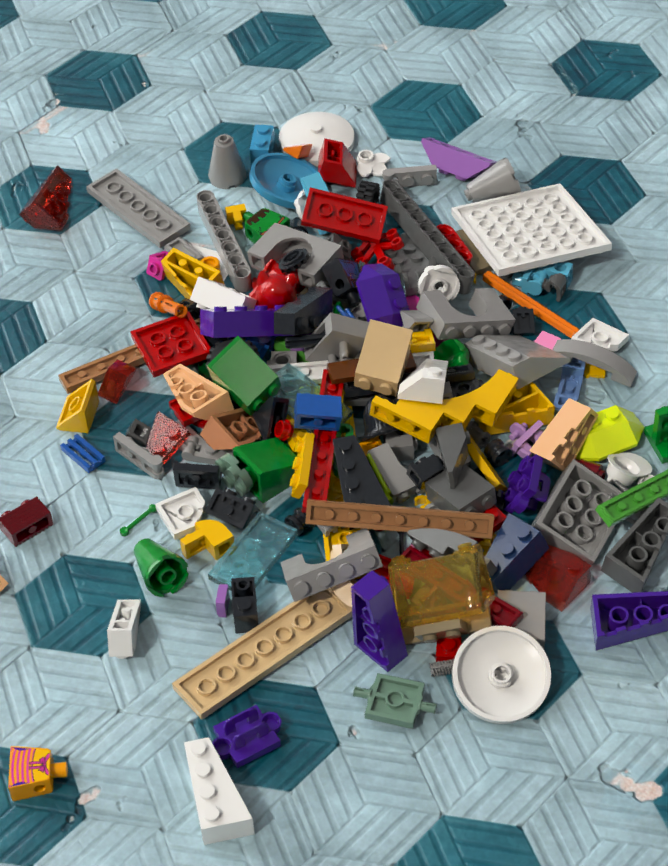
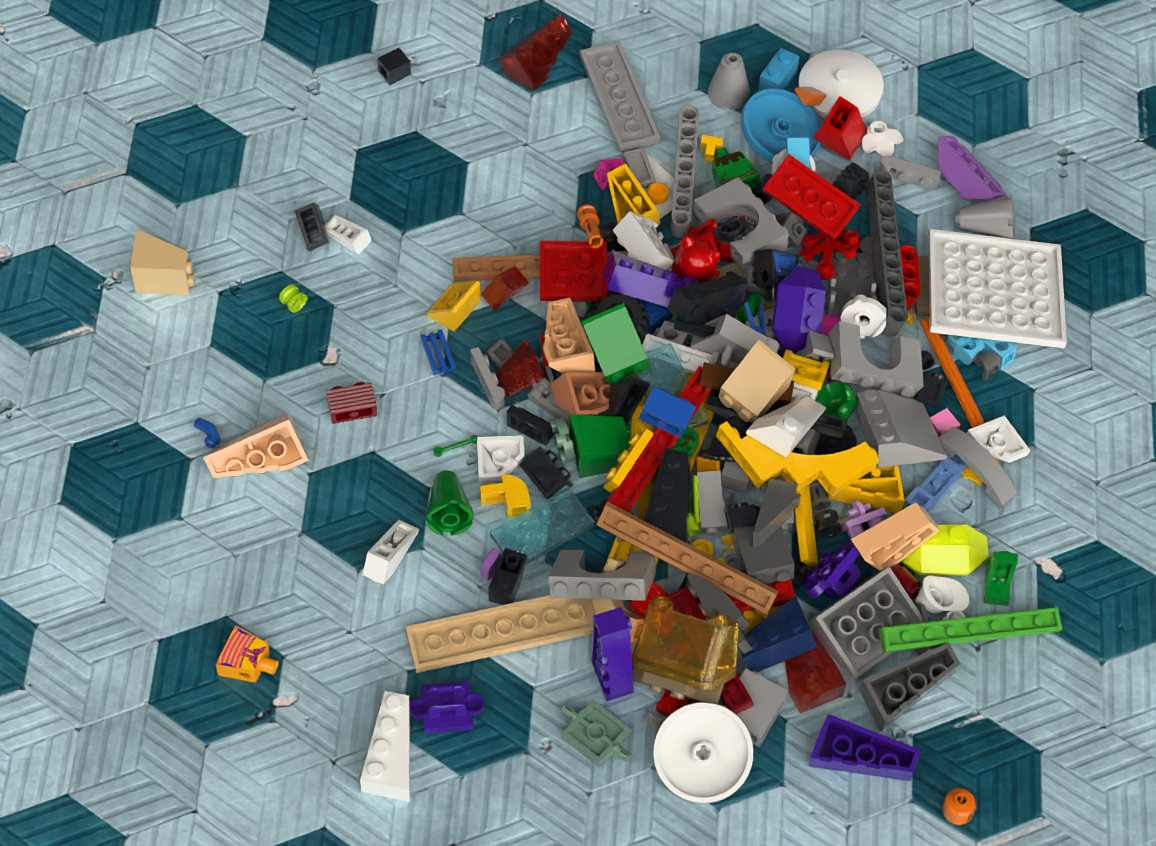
camera: 20 degrees right, 10 degrees up
(283, 429) = (631, 413): red plate -> none

